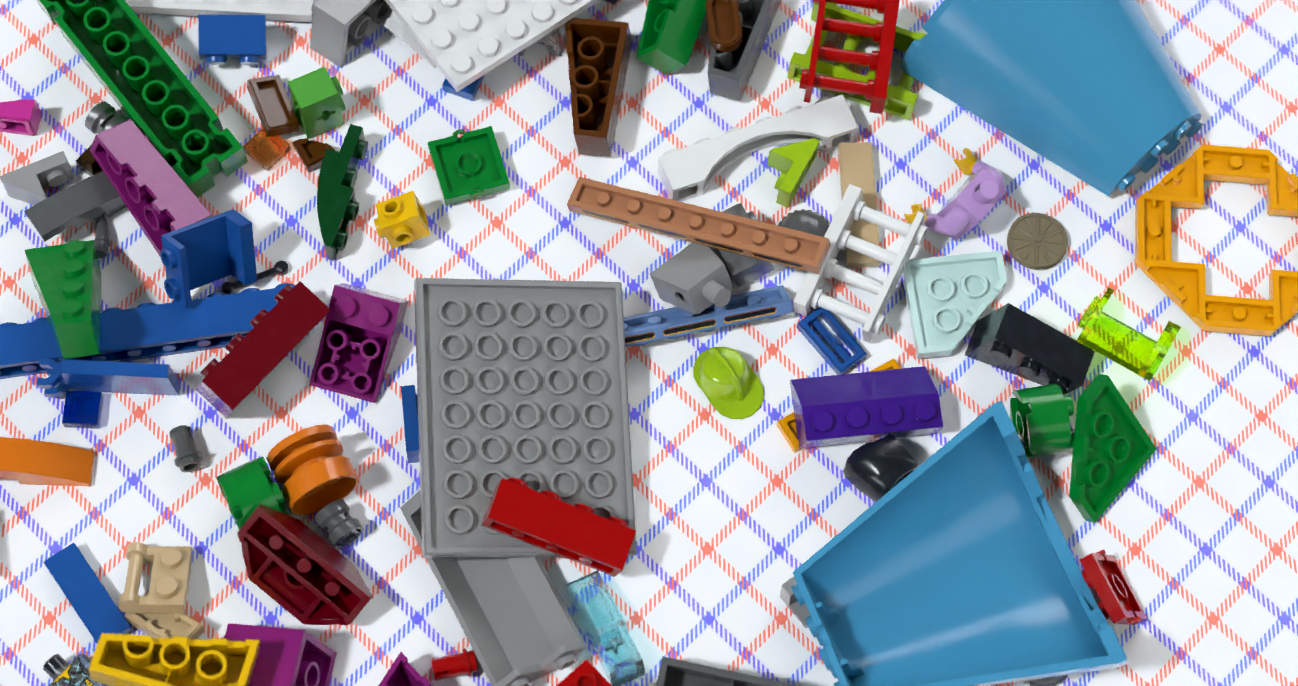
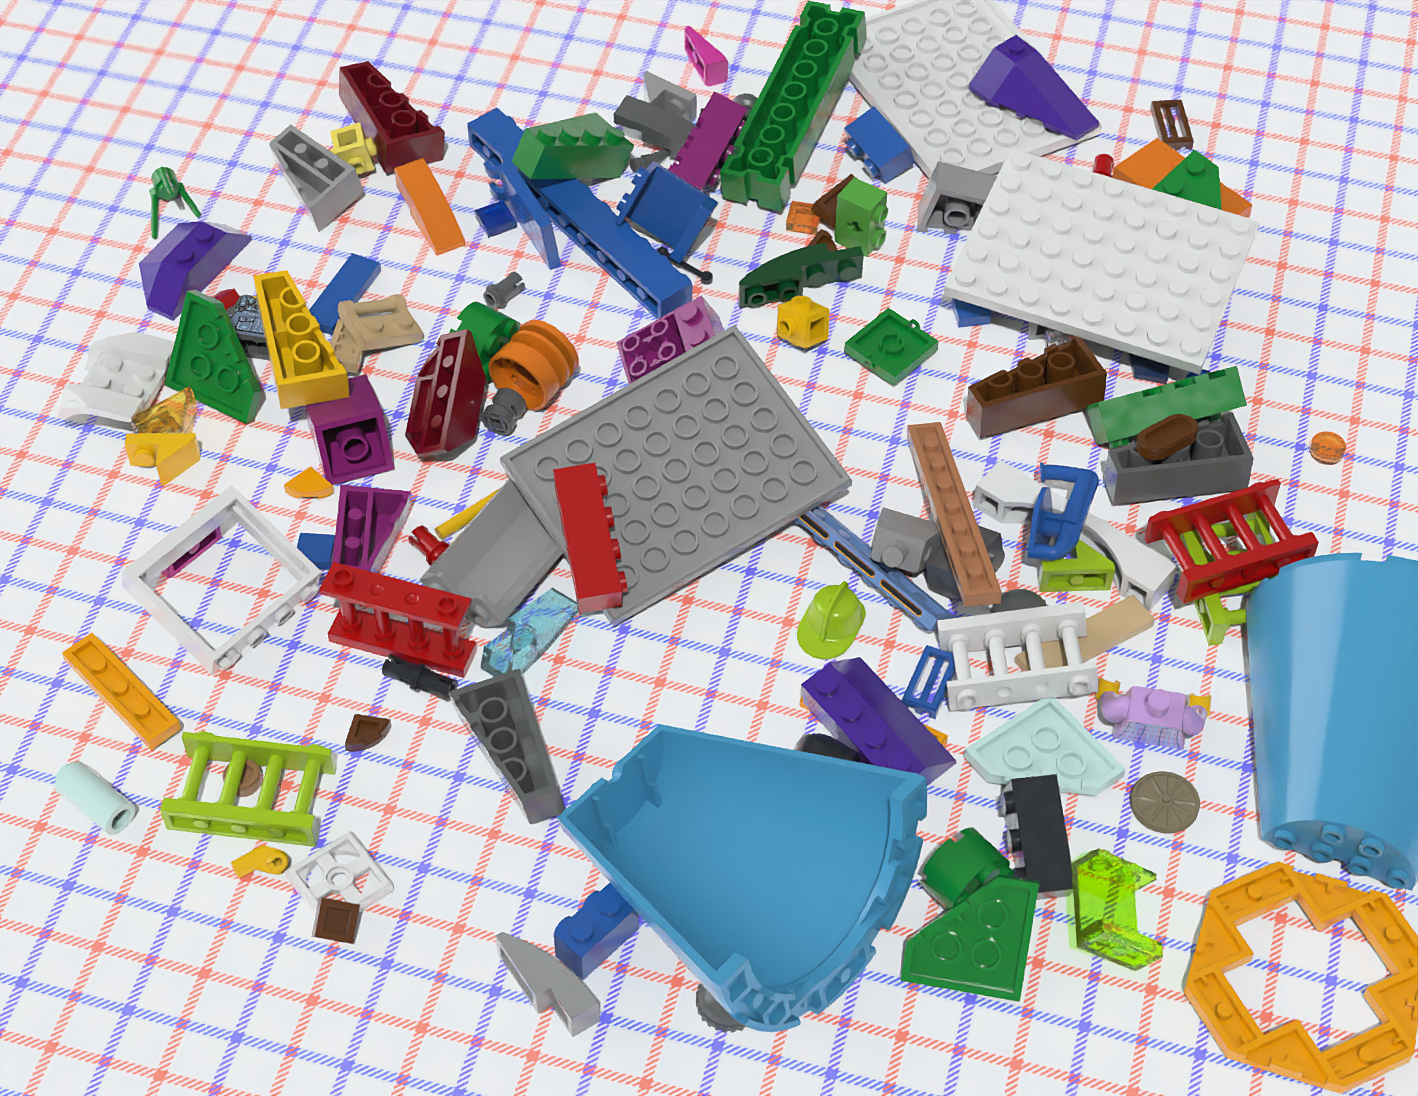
camera: 65 degrees right, 15 degrees down
(262, 348) = (610, 278): dark red wedge -> none
(433, 606) = (462, 518): none -> yellow bar
(763, 148) = (1065, 526): none -> blue piece
(1116, 595) = (833, 1014): red plate -> none

